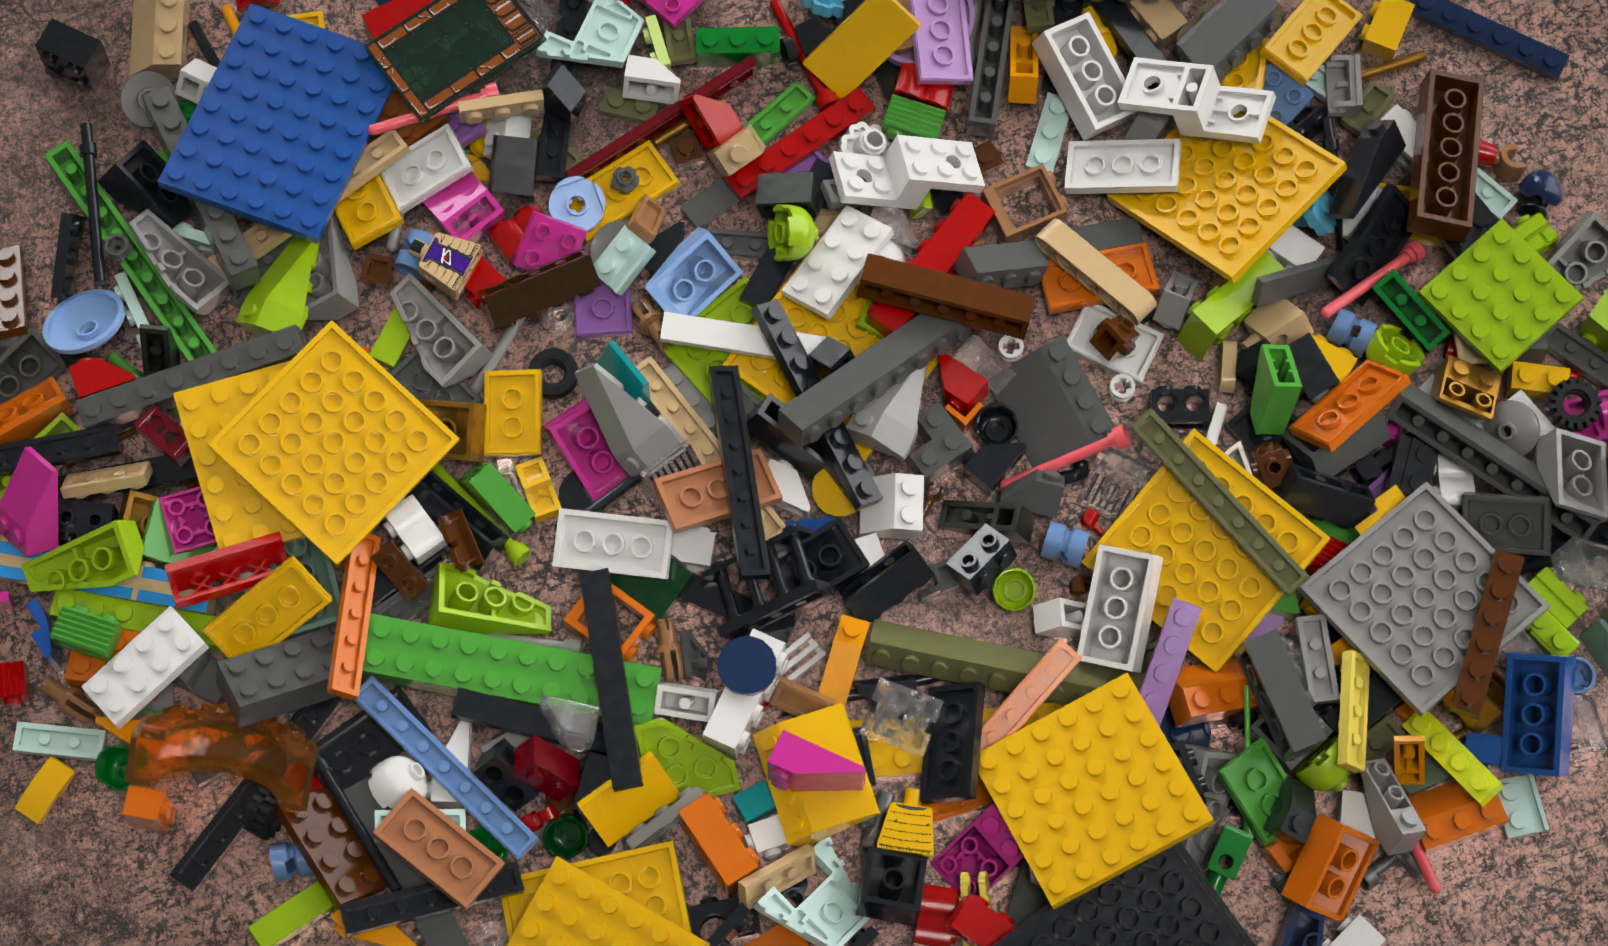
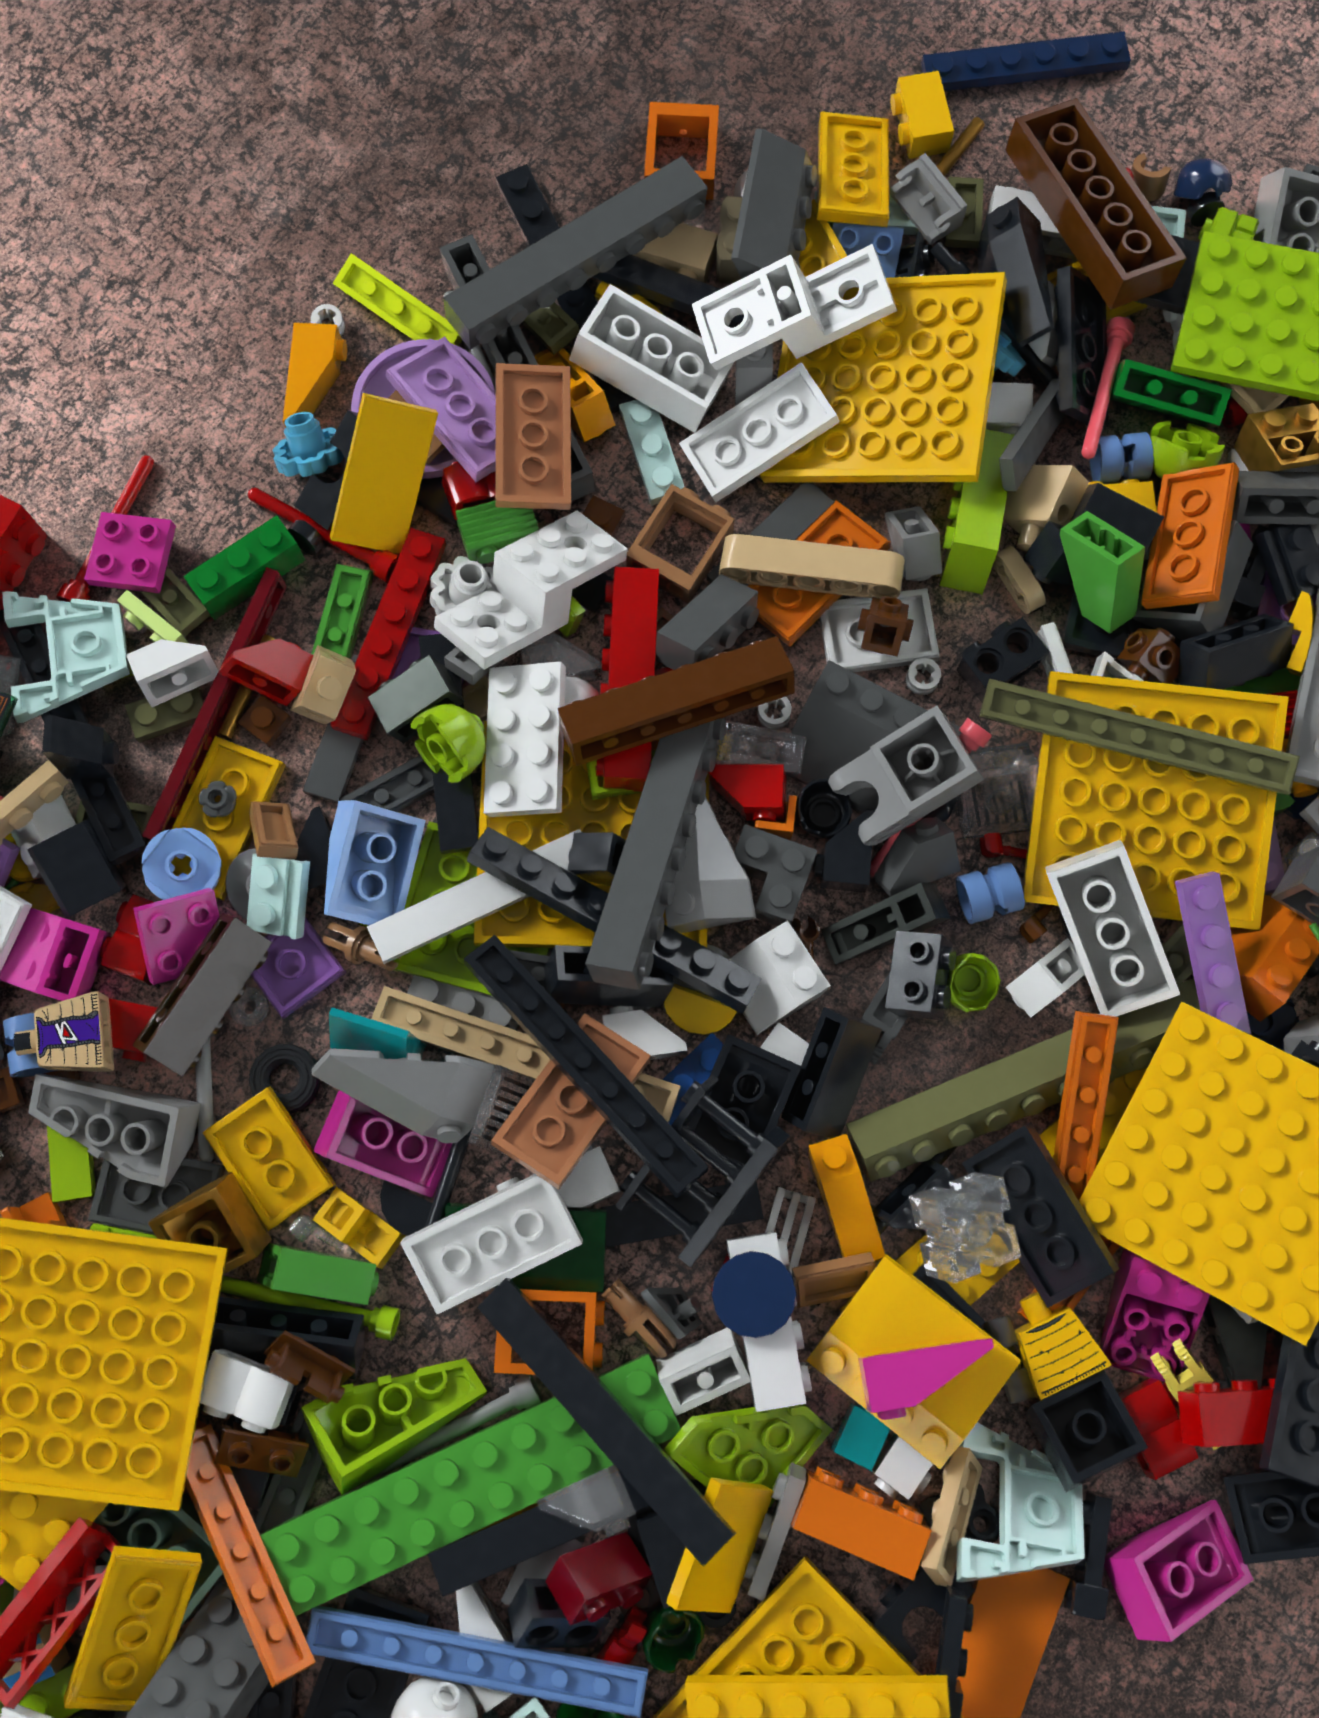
camera: 30 degrees left, 5 degrees up
(971, 78) = (532, 436): none -> nougat plate
(1061, 434) = (896, 772): none -> light grey brick

